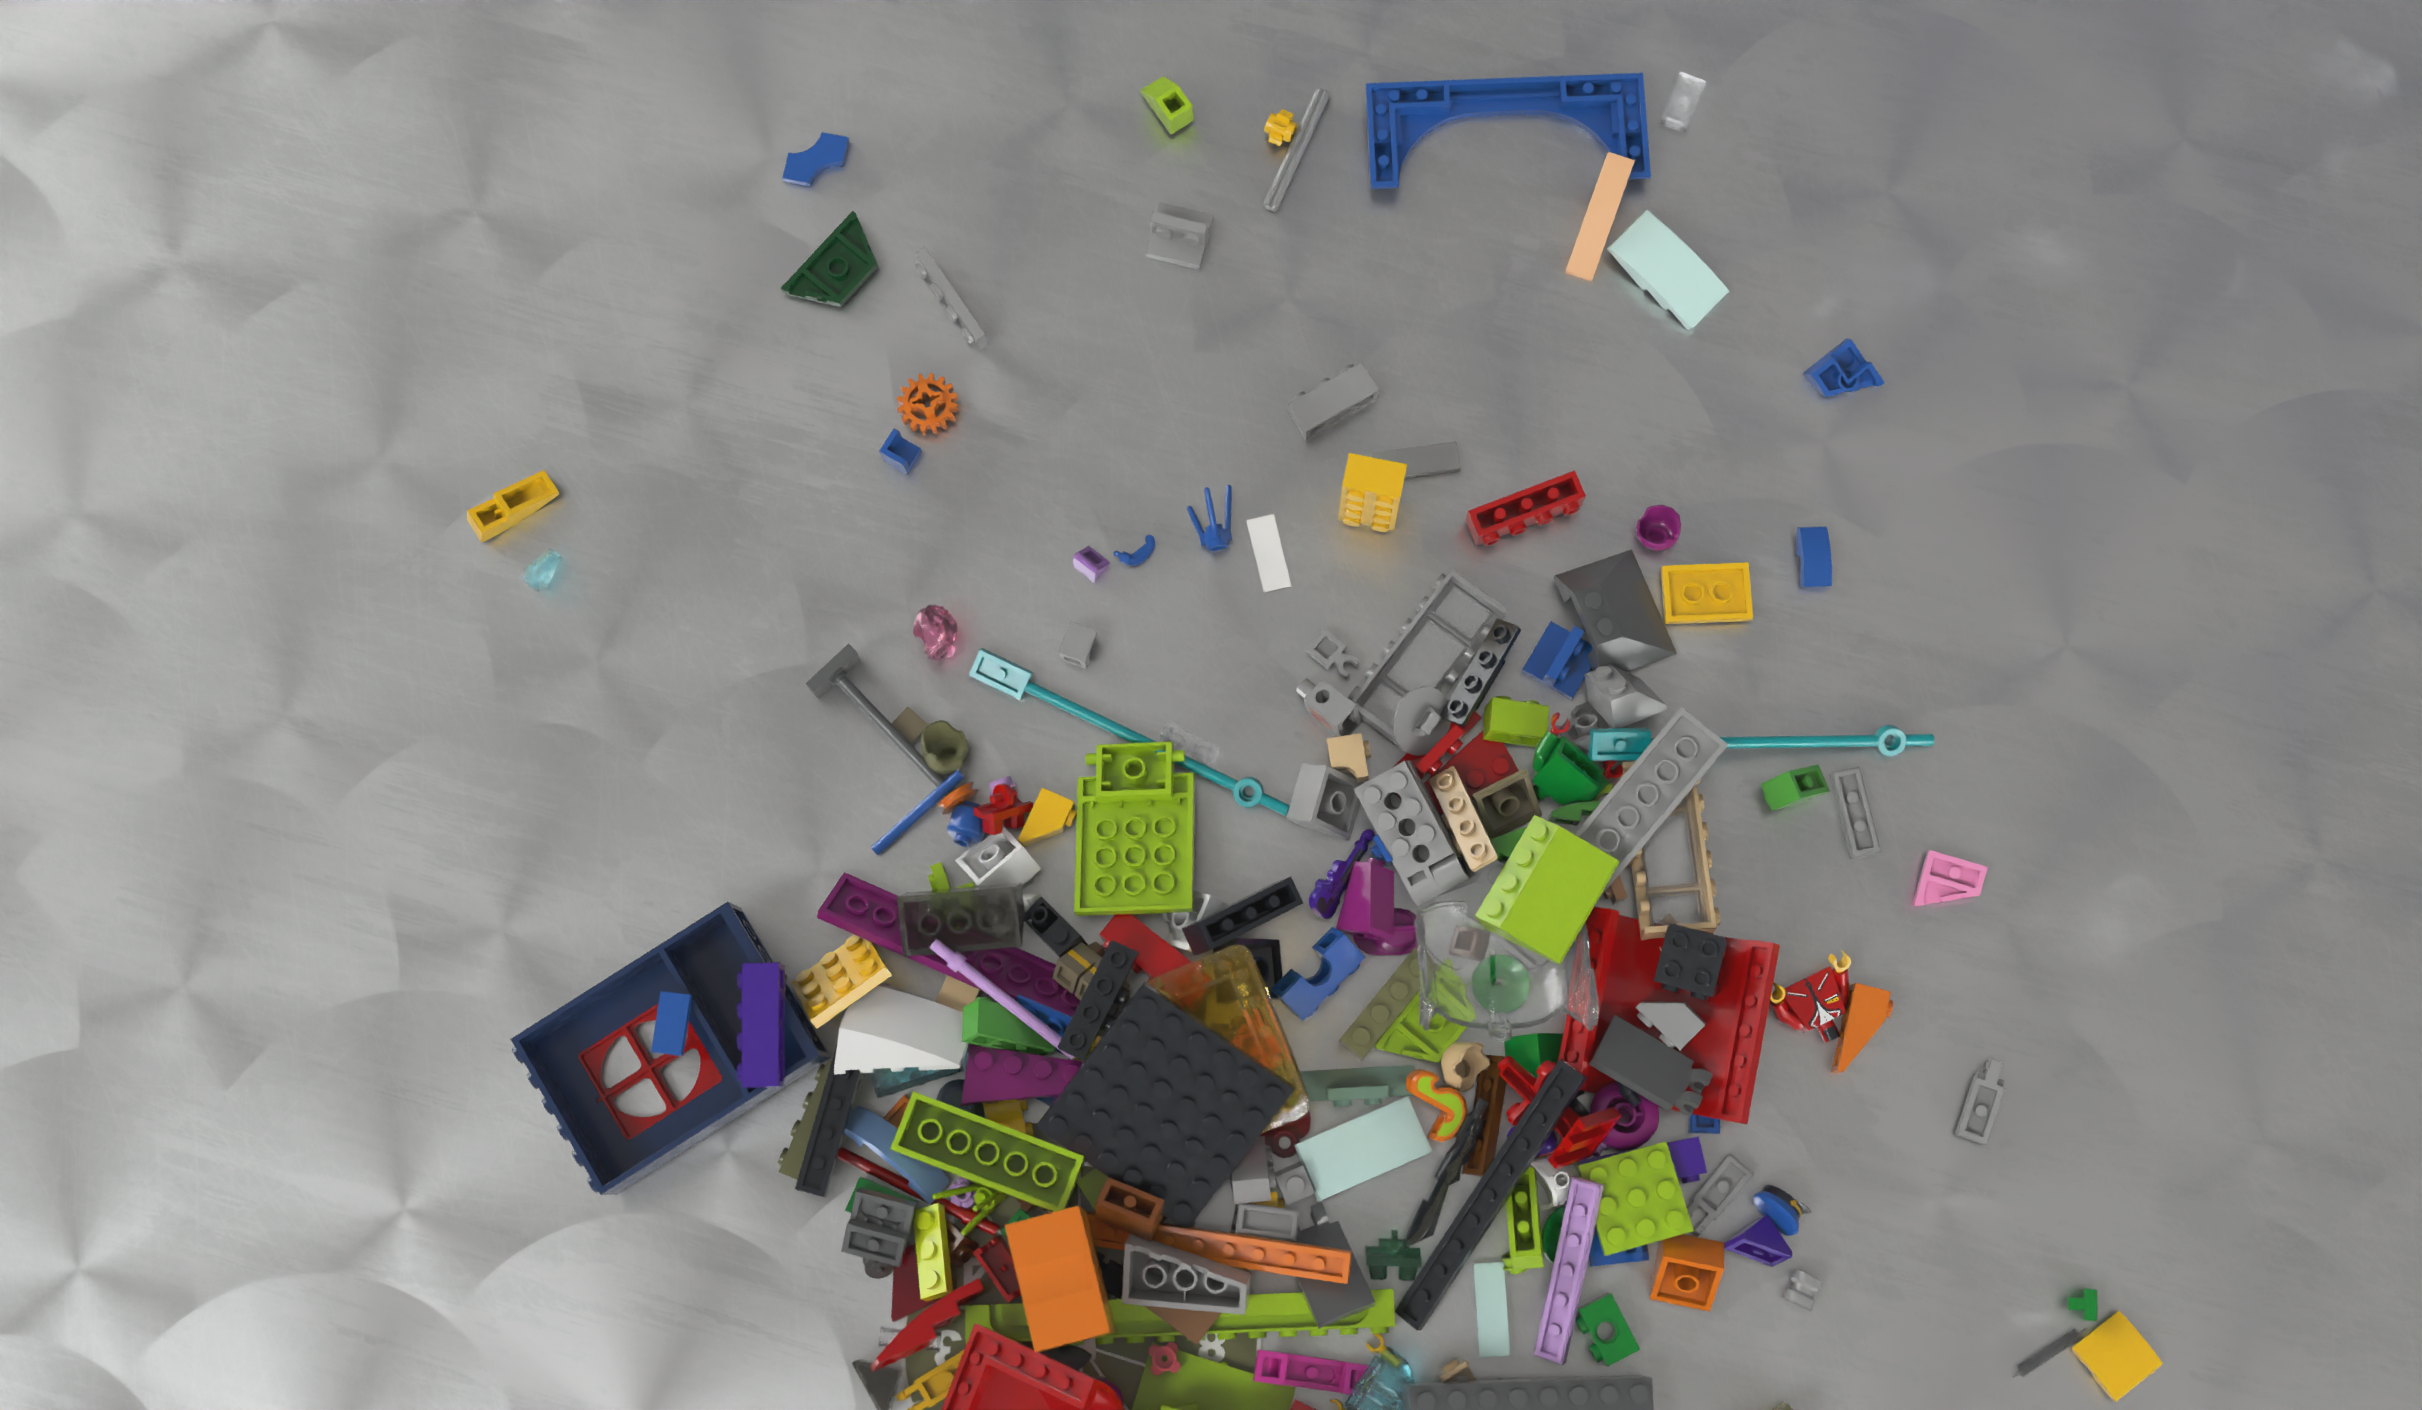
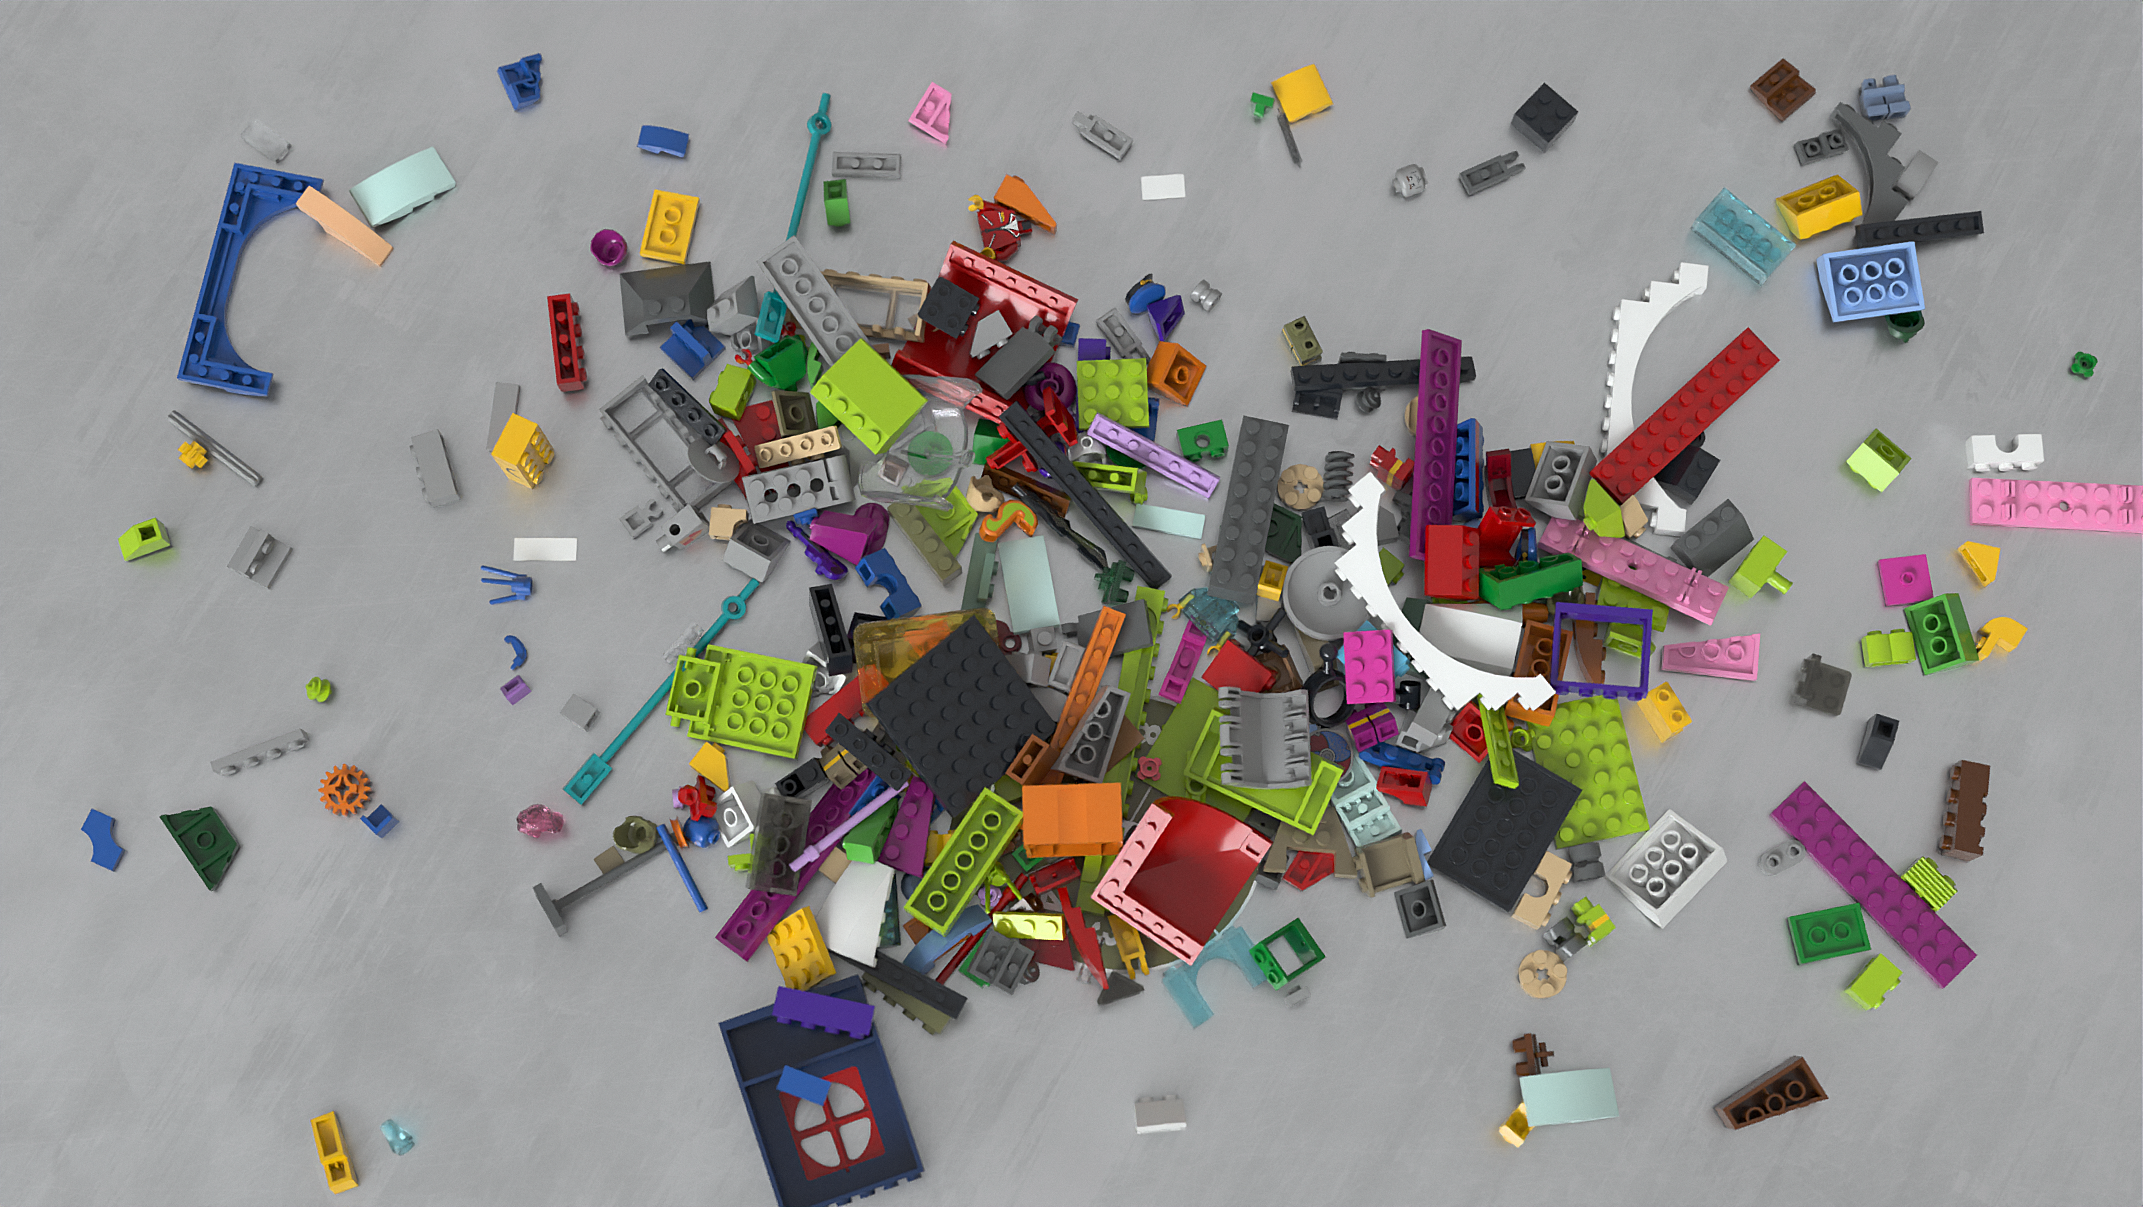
camera: 80 degrees left, 0 degrees up
(1038, 342) = (318, 689): none -> lime wheel
(1935, 1198) = (1163, 187): none -> white sticker

